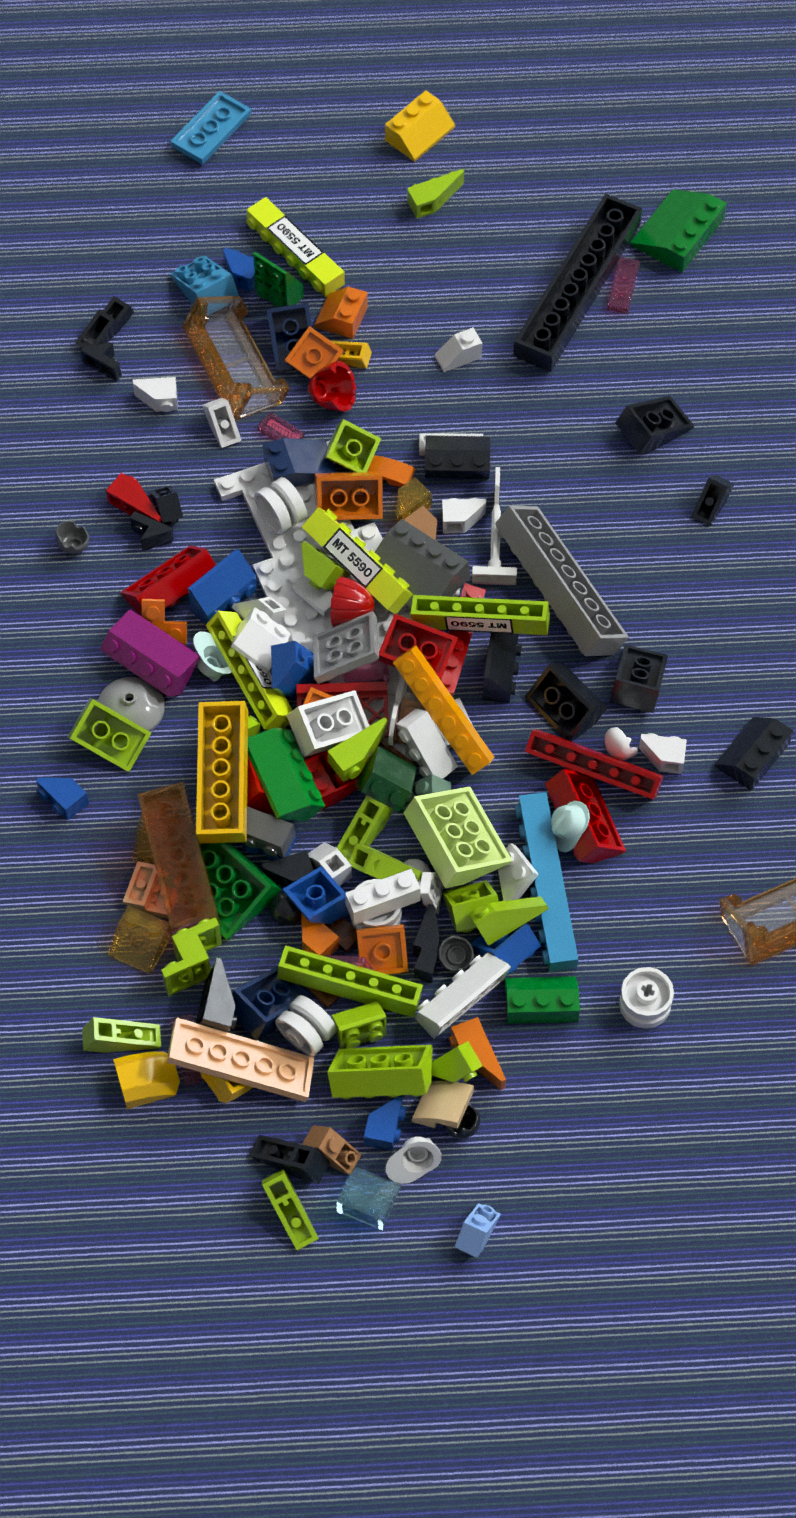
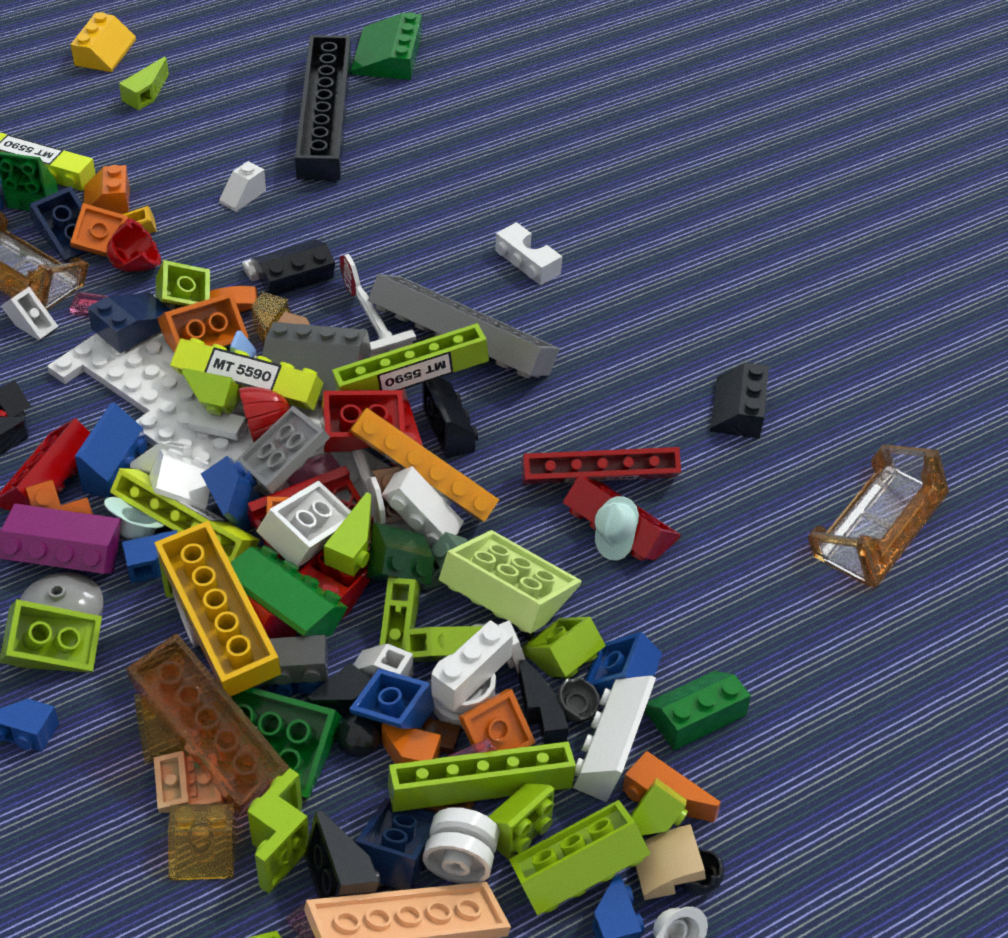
camera: 30 degrees left, 15 degrees down
(211, 690) = (142, 557): none -> blue slope
(280, 505) = (137, 353): white wheel -> none
(369, 531) = (241, 343): none -> light blue slope
(461, 514) = (326, 308): white slope -> none
(503, 917) = (607, 640): lime slope -> none
(517, 875) = (592, 598): white wing -> none
(542, 854) = (627, 593): dark azure brick -> none
(565, 701) = (531, 425): black slope -> none
(618, 744) = (612, 437): white hair -> none
(623, 285) = (365, 101): clear pink tile -> none
(639, 678) = (591, 383): black slope -> none
(646, 997) = (803, 657): white wheel -> none
(653, 423) = (461, 186): black slope -> none
(664, 752) = (658, 432): white slope -> none
(669, 539) = (537, 264): none -> white arch
(712, 499) = (557, 222): black slope -> none

